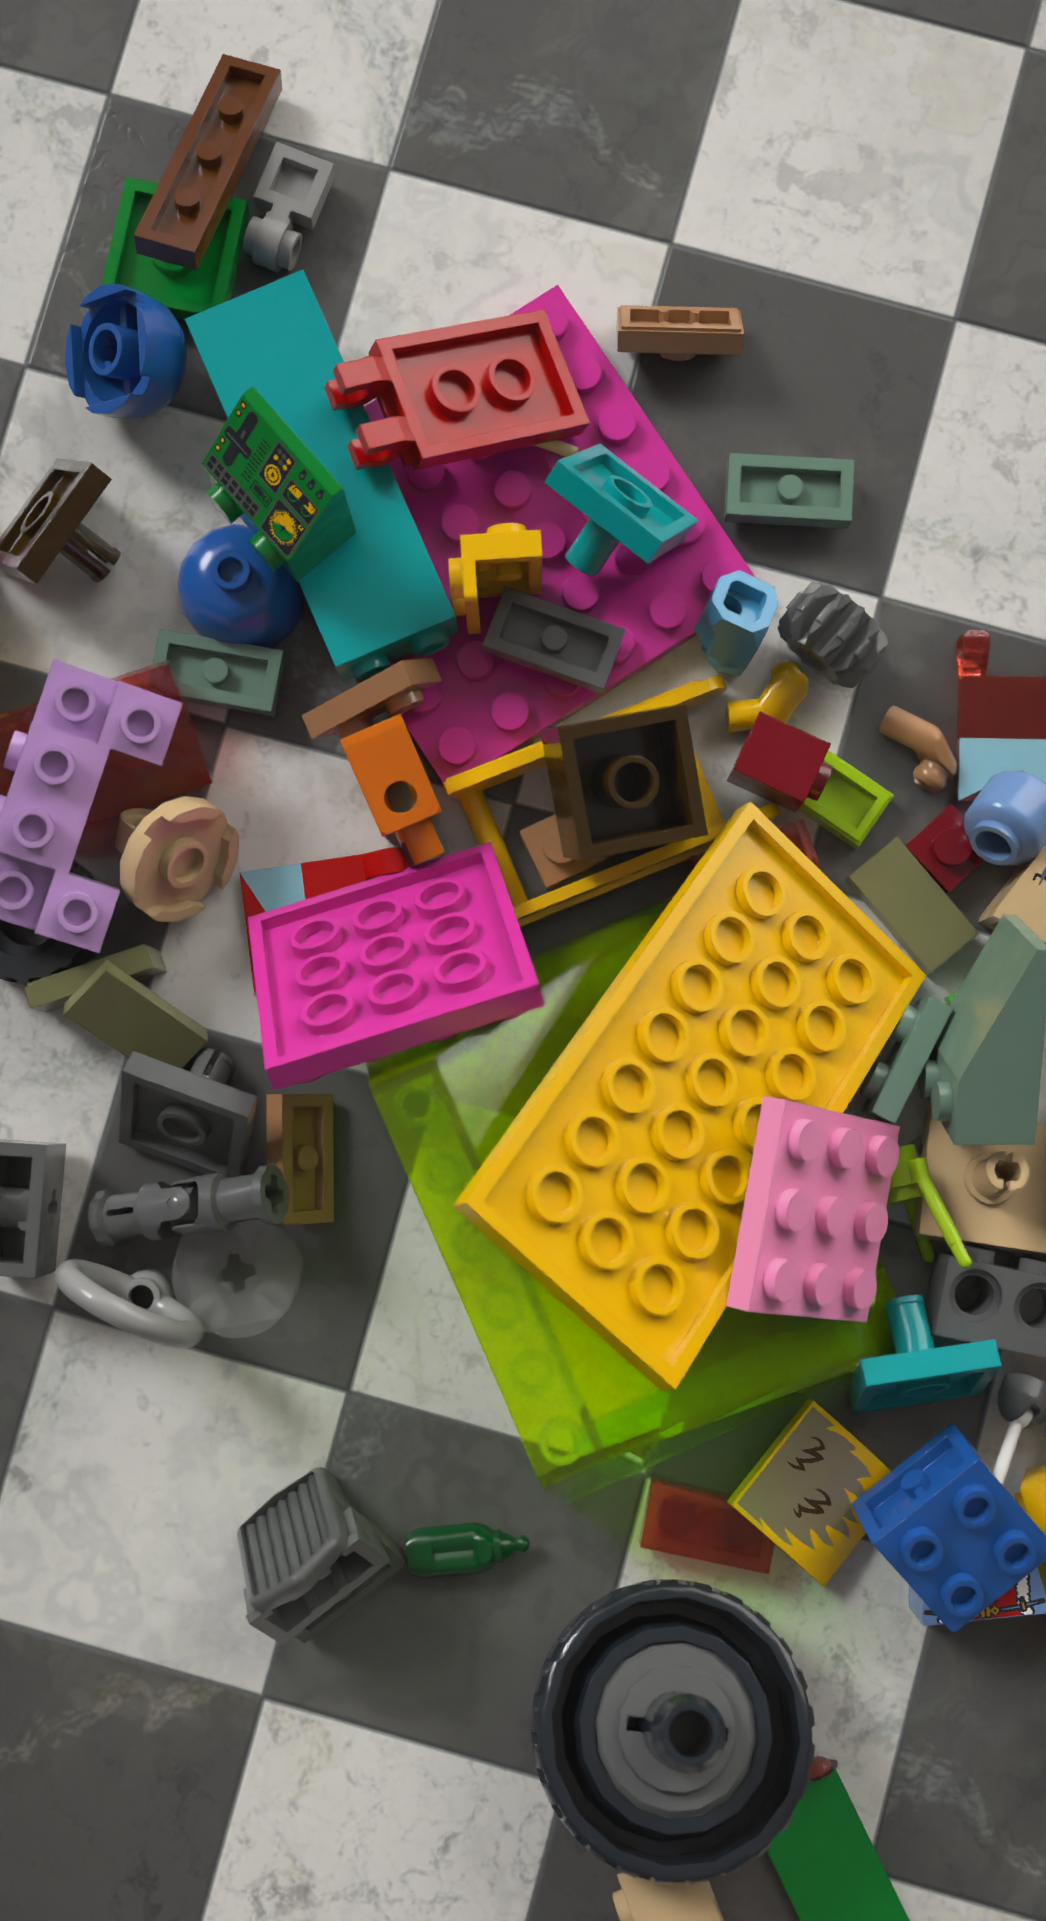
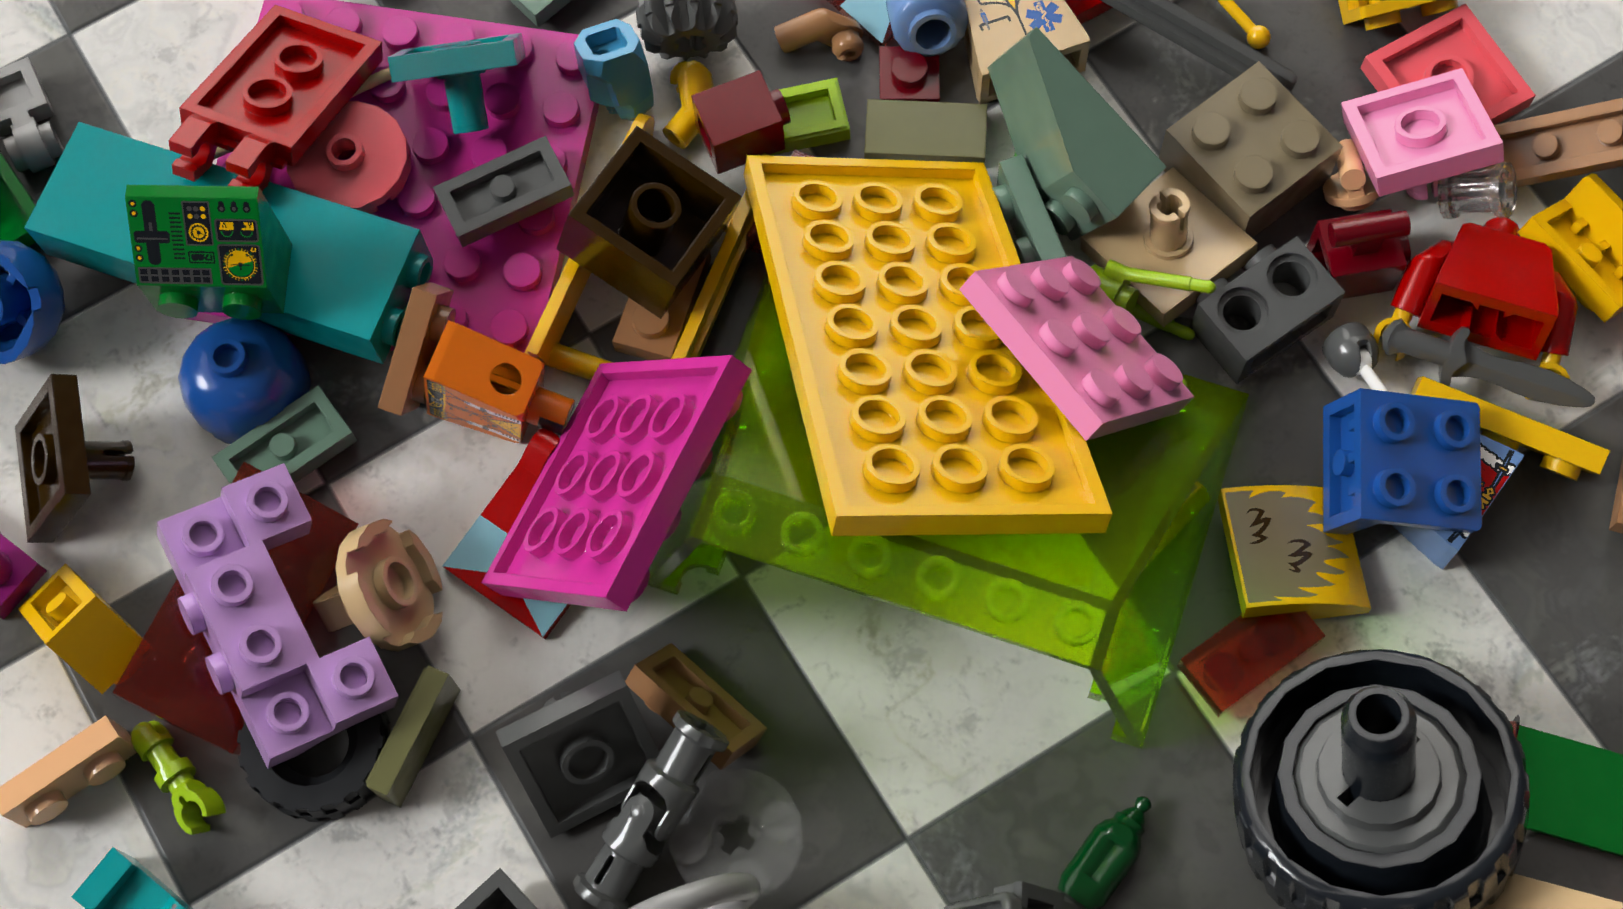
camera: 45 degrees left, 15 degrees down
(134, 1018) = (463, 727): olive tile -> none
(447, 514) = (371, 174): none -> coral plate
(489, 563) = (408, 168): yellow bracket -> none
(918, 1369) = (1264, 395): teal tile -> none

